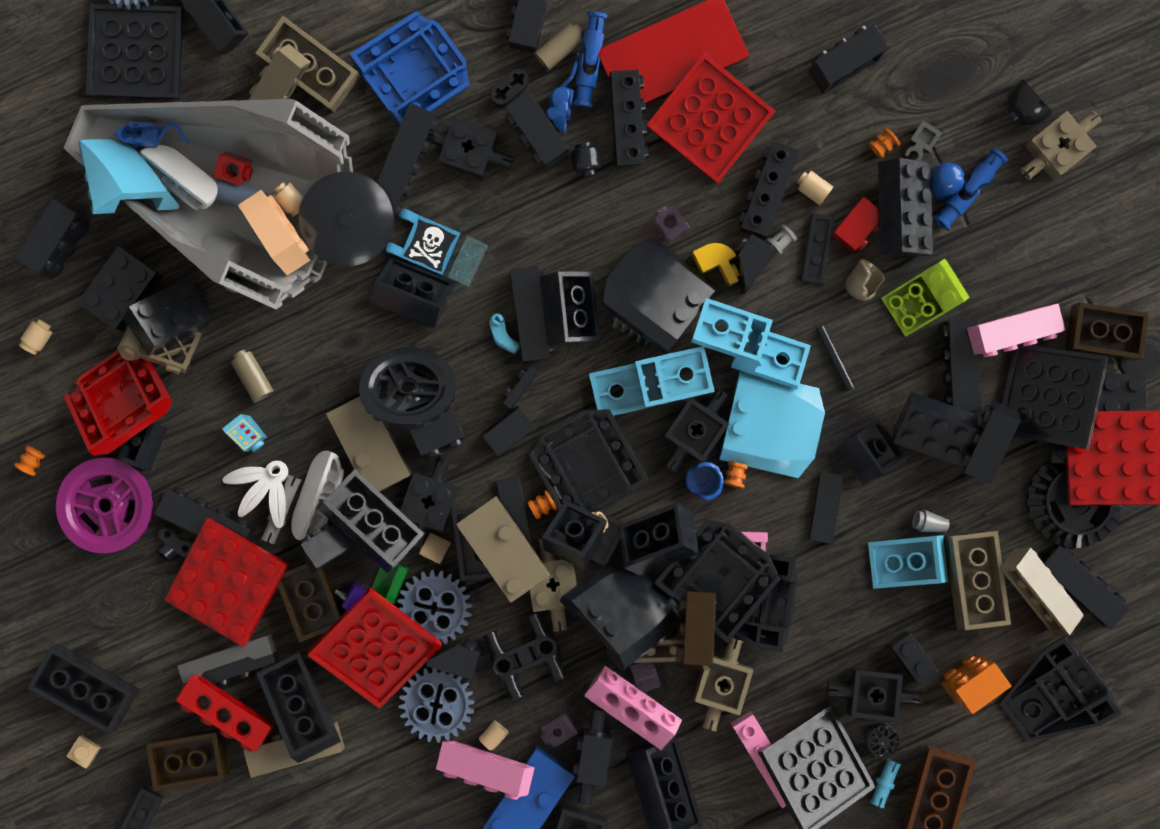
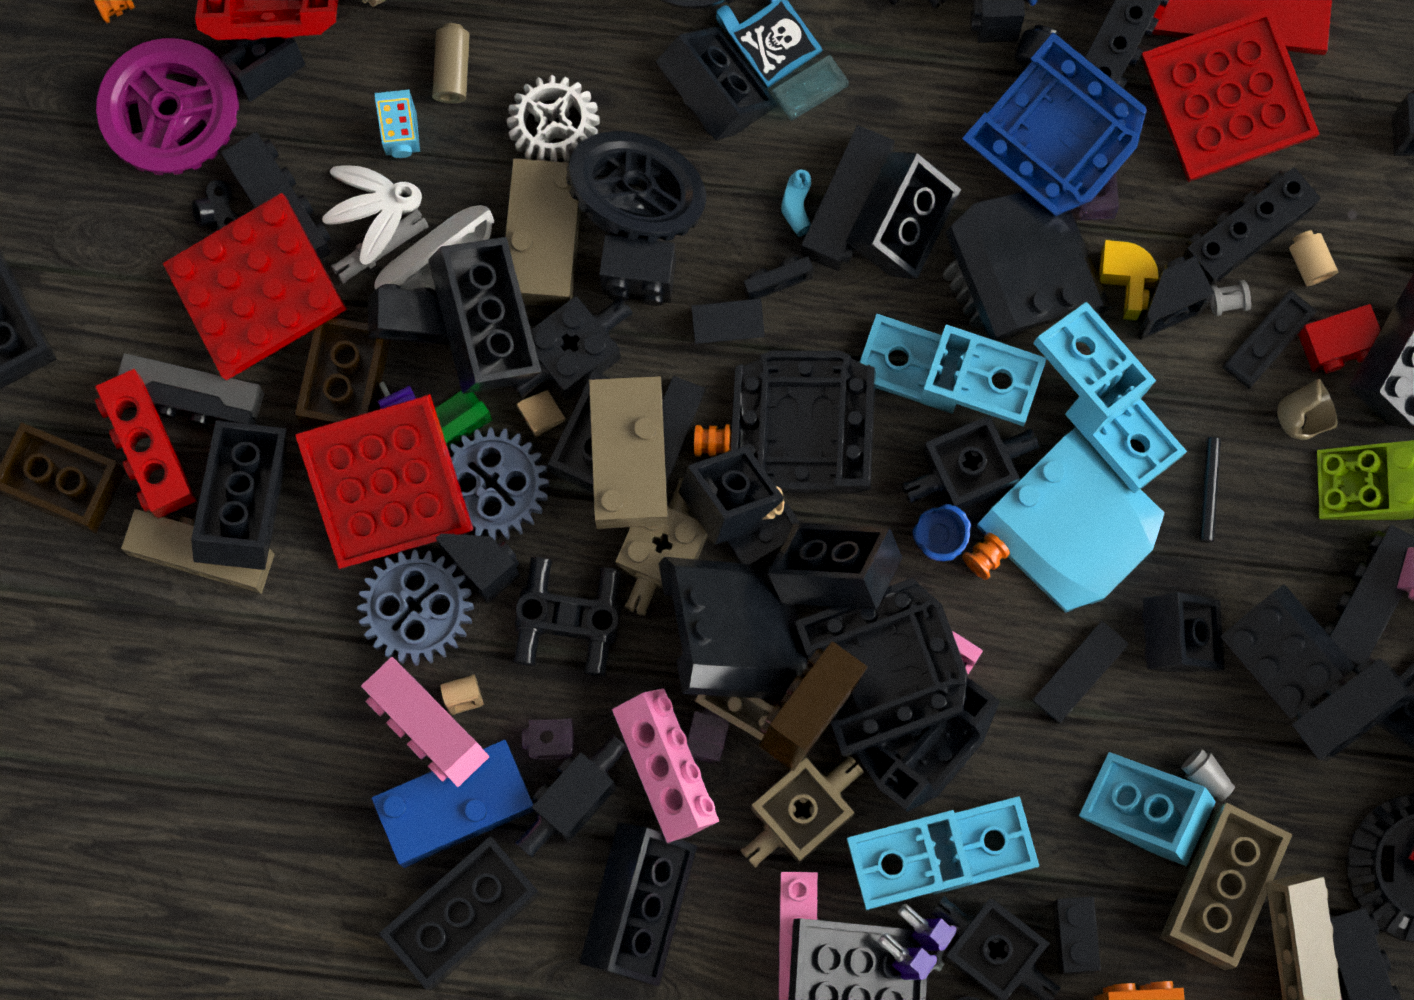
camera: 35 degrees right, 10 degrees down
(332, 384) = (532, 104): none -> white gear
(628, 202) = (1060, 128): none -> blue wedge
(813, 660) = (942, 852): none -> medium azure bracket
(835, 708) = (930, 934): none -> dark purple piece

